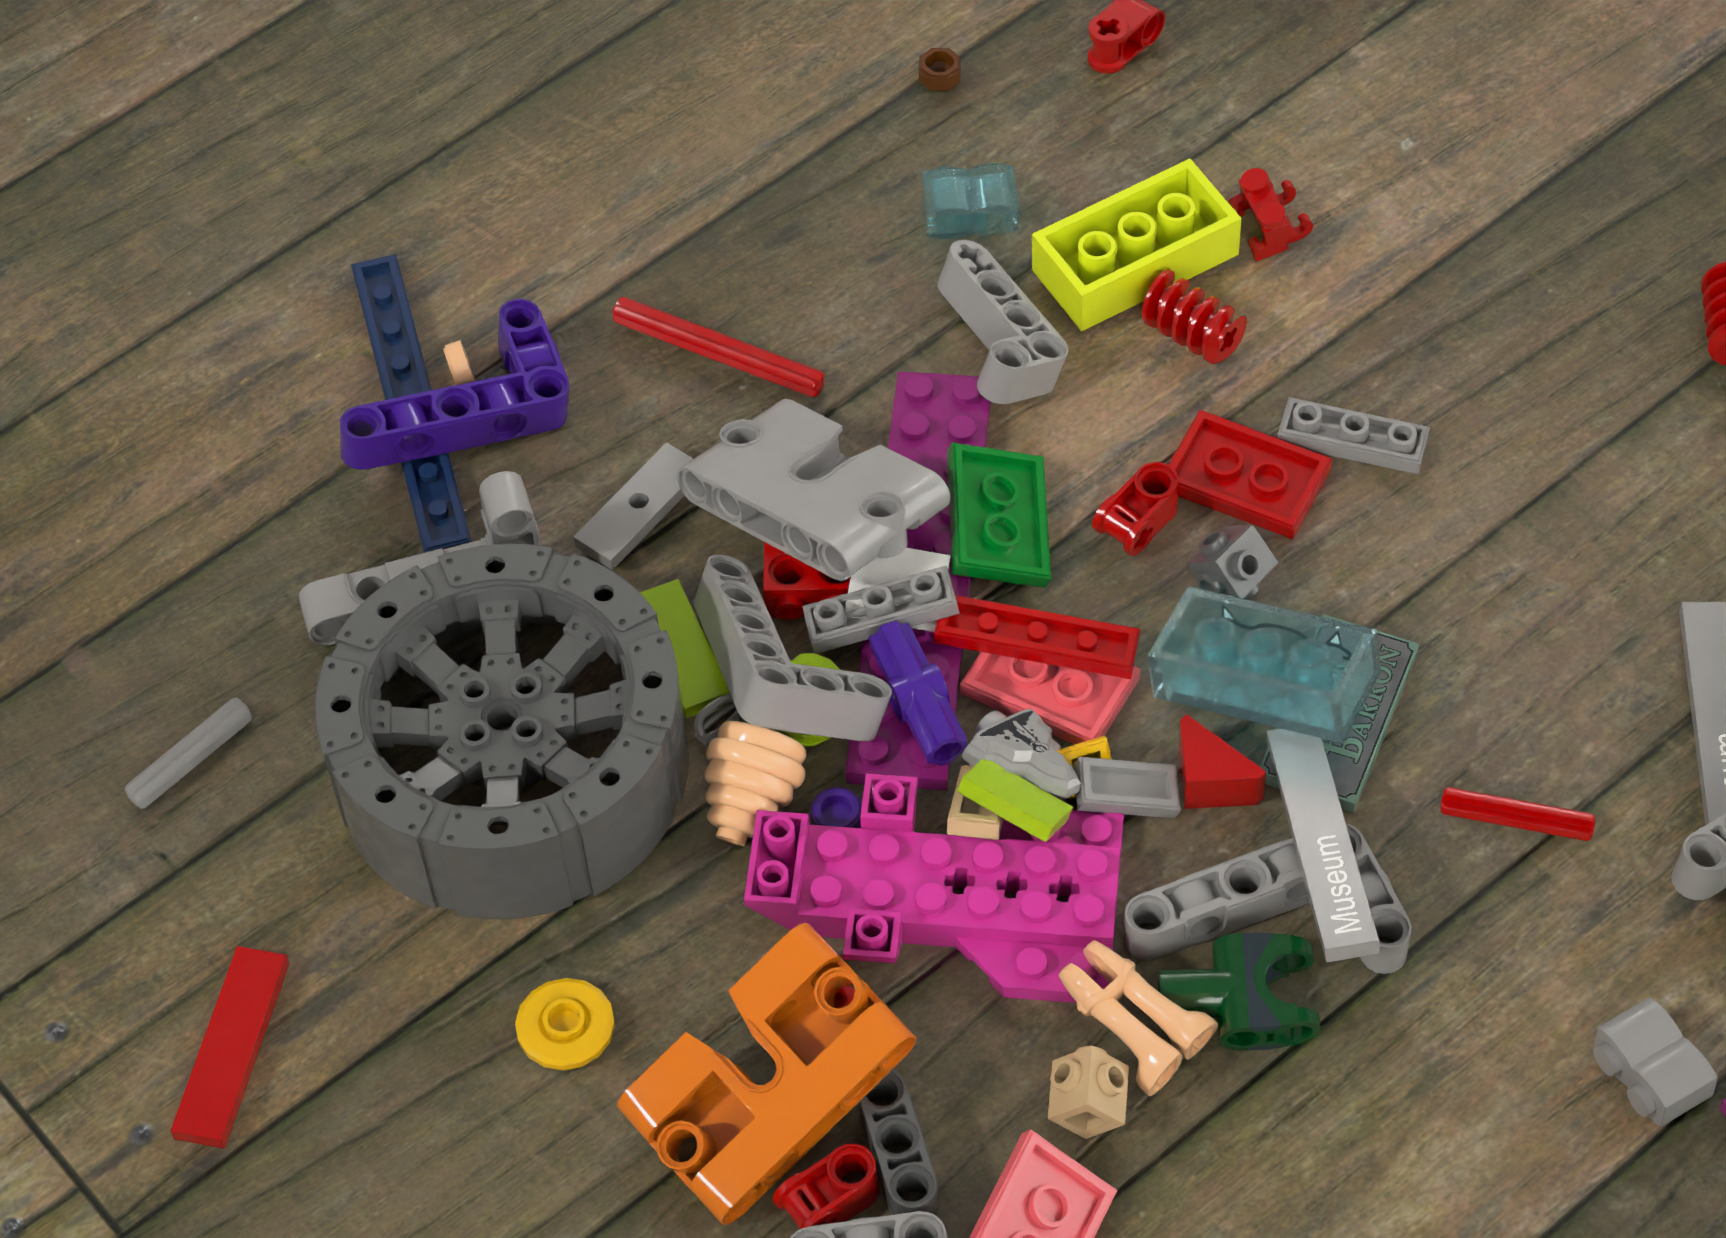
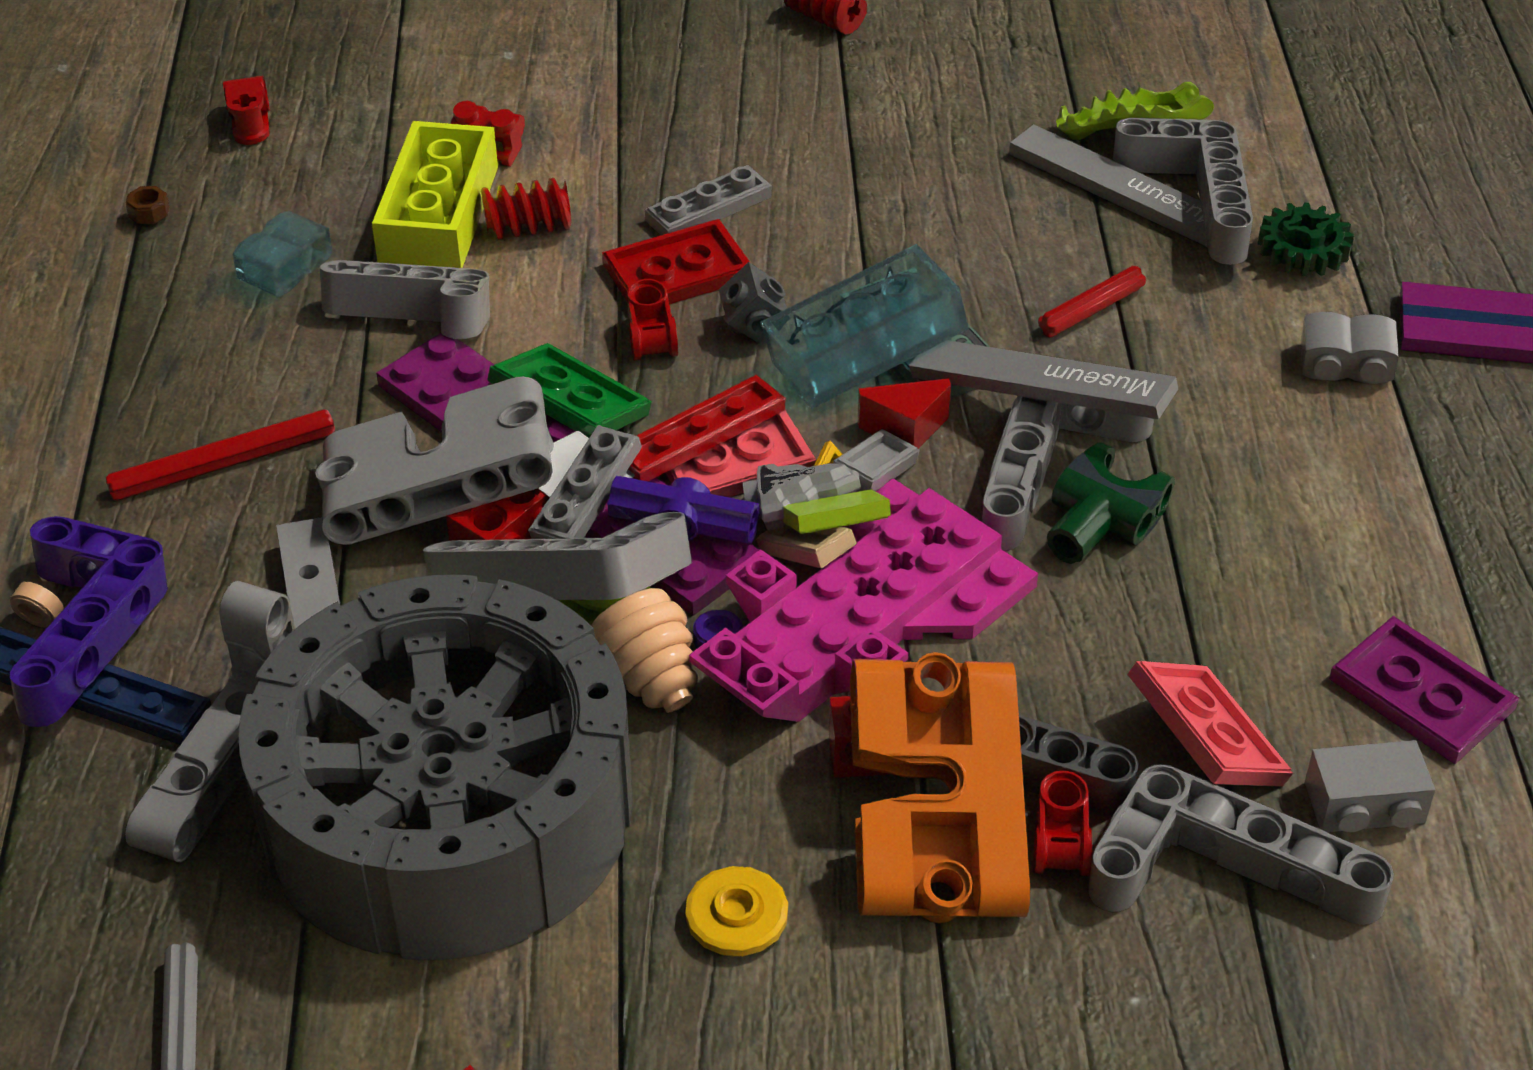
camera: 55 degrees left, 10 degrees down
(1088, 1092) = (1116, 624): tan brick -> none
(1157, 1058) = (1037, 564): light nougat piece -> none

